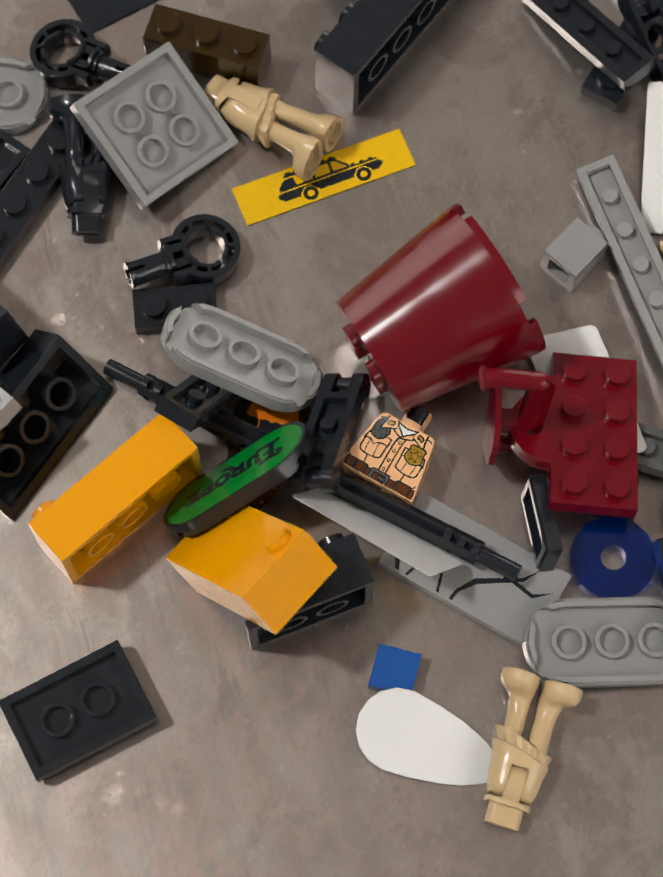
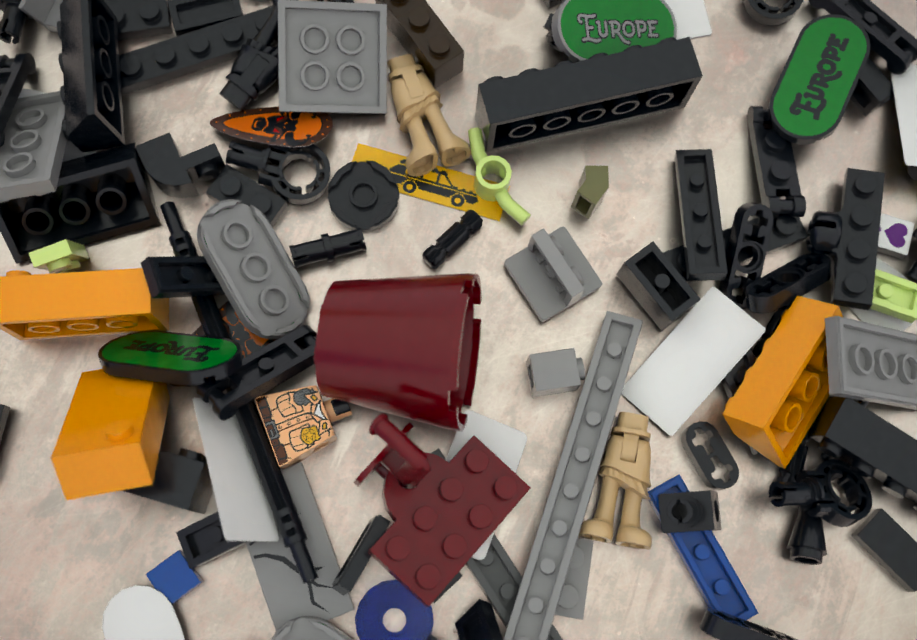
camera: 30 degrees right, 5 degrees up
(61, 473) = (59, 257): none -> yellowish green plate
(96, 330) = (175, 172): none -> black brick
(149, 226) = (275, 127): none -> sticker
(278, 229) = (363, 195): none -> black tile
(287, 294) = (327, 247): none -> black pin
(383, 116) = (500, 167): none -> yellowish green piece
(389, 208) = (452, 239): none -> black axle
(402, 604) = (205, 541): none -> black plate
(477, 76) = (592, 189): none -> olive piece
(501, 173) = (552, 272): none -> light grey bracket
(603, 116) = (657, 286): none -> black brick

